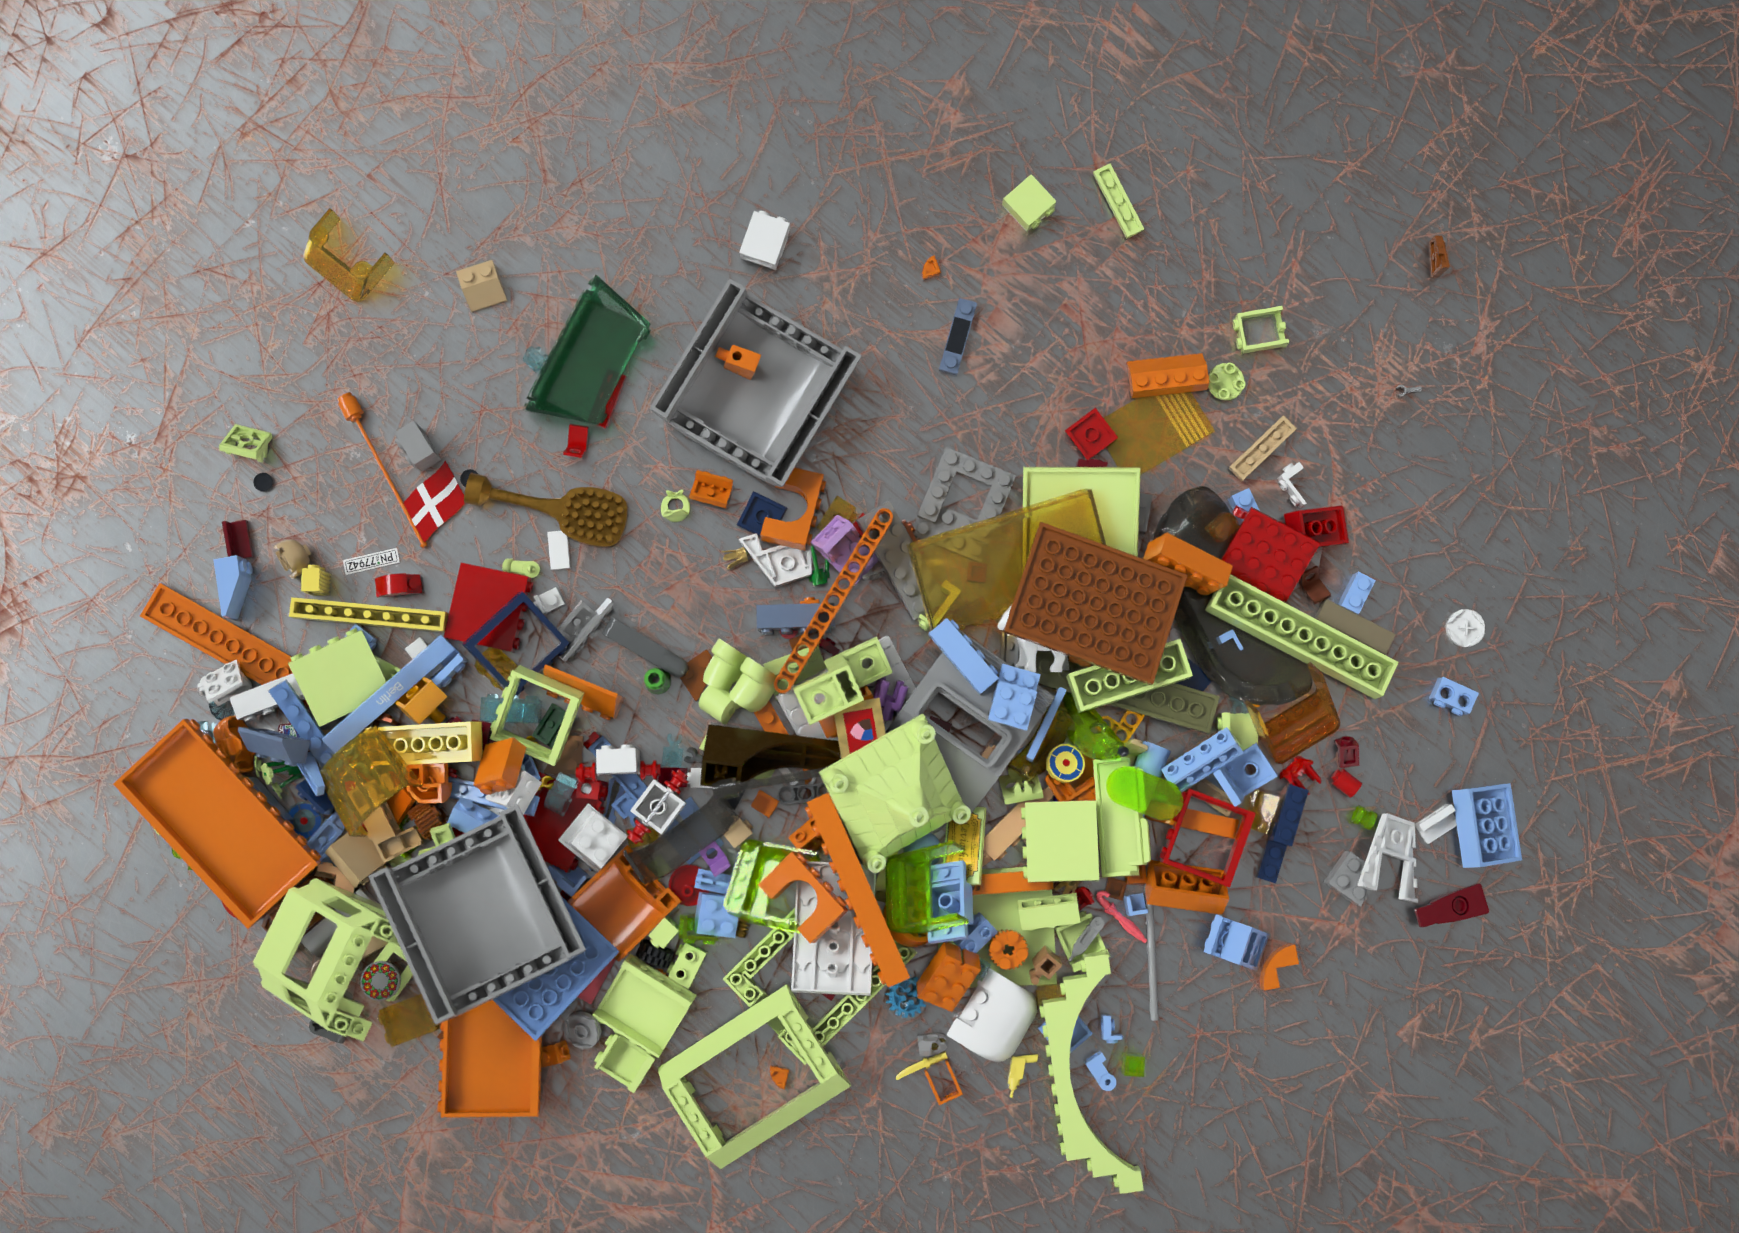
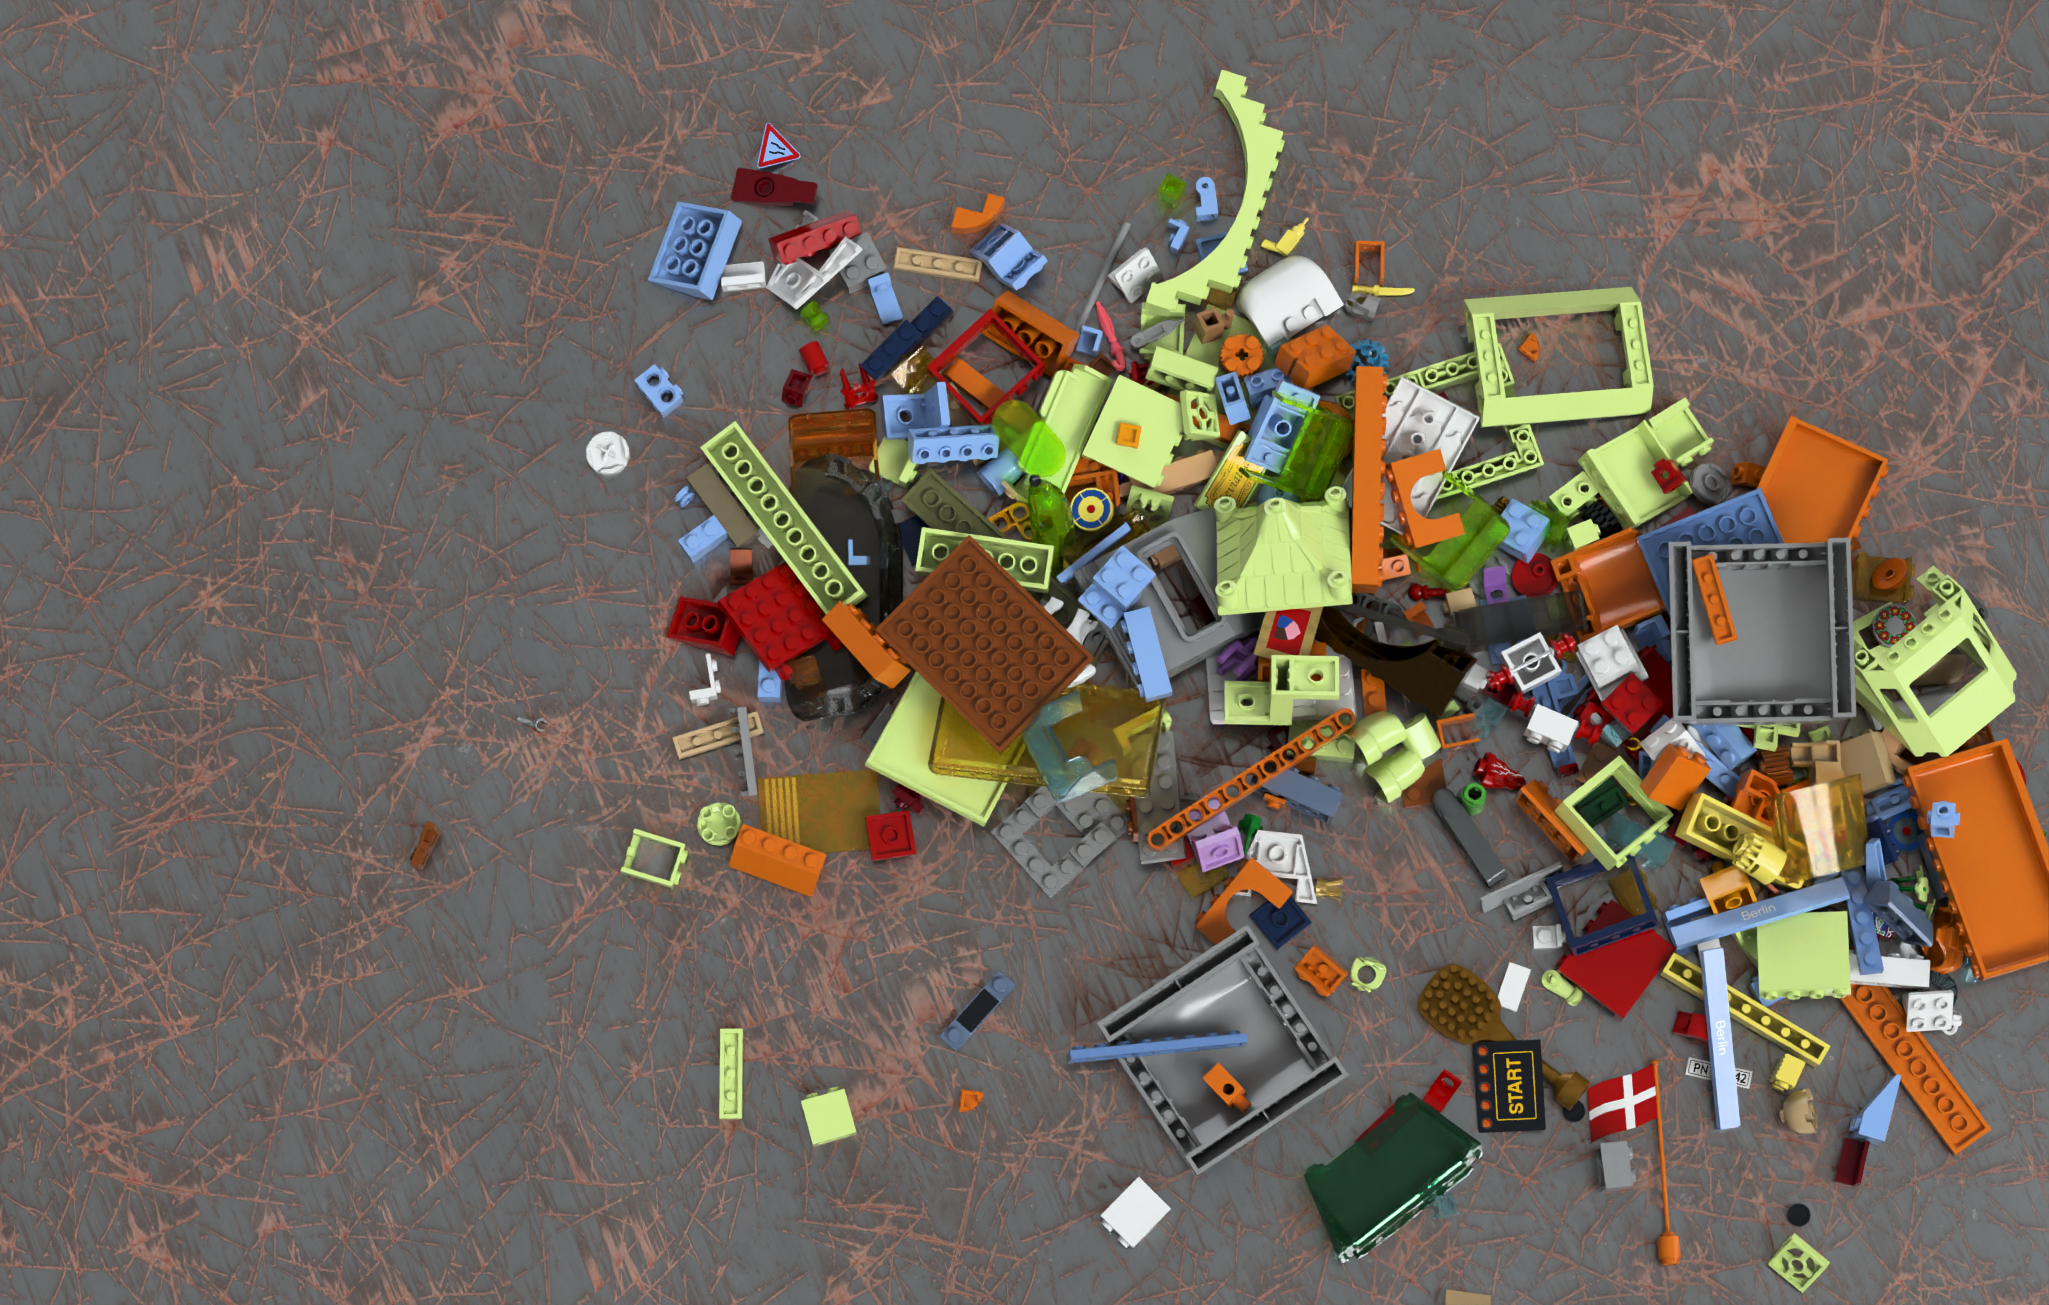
camera: 150 degrees left, 5 degrees down
(267, 832) = (1943, 819): none -> light blue brick
(378, 581) = (1719, 1038): none -> light blue tile
(403, 730) = (1758, 858): none -> light yellow gear
(403, 1024) = (1890, 574): none -> orange piece
(526, 471) = (1509, 1086): none -> black sticker
(529, 923) = (1714, 599): none -> orange tile
(561, 810) = (1632, 704): none -> red plate
(611, 1021) = (1675, 476): none -> red brick
(646, 708) = (1496, 774): none -> red rock
(687, 716) = (1453, 721): none -> orange piece
(707, 881) = (1515, 569): light blue hinge -> none
(775, 827) = (1418, 592): none -> red bar
(801, 368) = (1147, 1047): none -> medium blue plate
(980, 519) = (1063, 776): none -> clear light blue windscreen
(998, 908) = (1232, 398): none -> light blue brick
(1015, 897) = (1208, 404): none -> yellowish green piece
(1066, 833) = (1128, 435): none -> light orange tile
(1125, 978) = (1136, 275): none -> white bracket
(1235, 444) = (746, 750): none -> light grey hinge
(1288, 910) = (937, 264): none -> tan tile
(1315, 859) = (885, 299): none -> light blue bracket
(1388, 621) = (684, 496): none -> light blue bush
(1399, 880) = (814, 236): none -> red brick
(1469, 941) = (774, 149): none -> piece

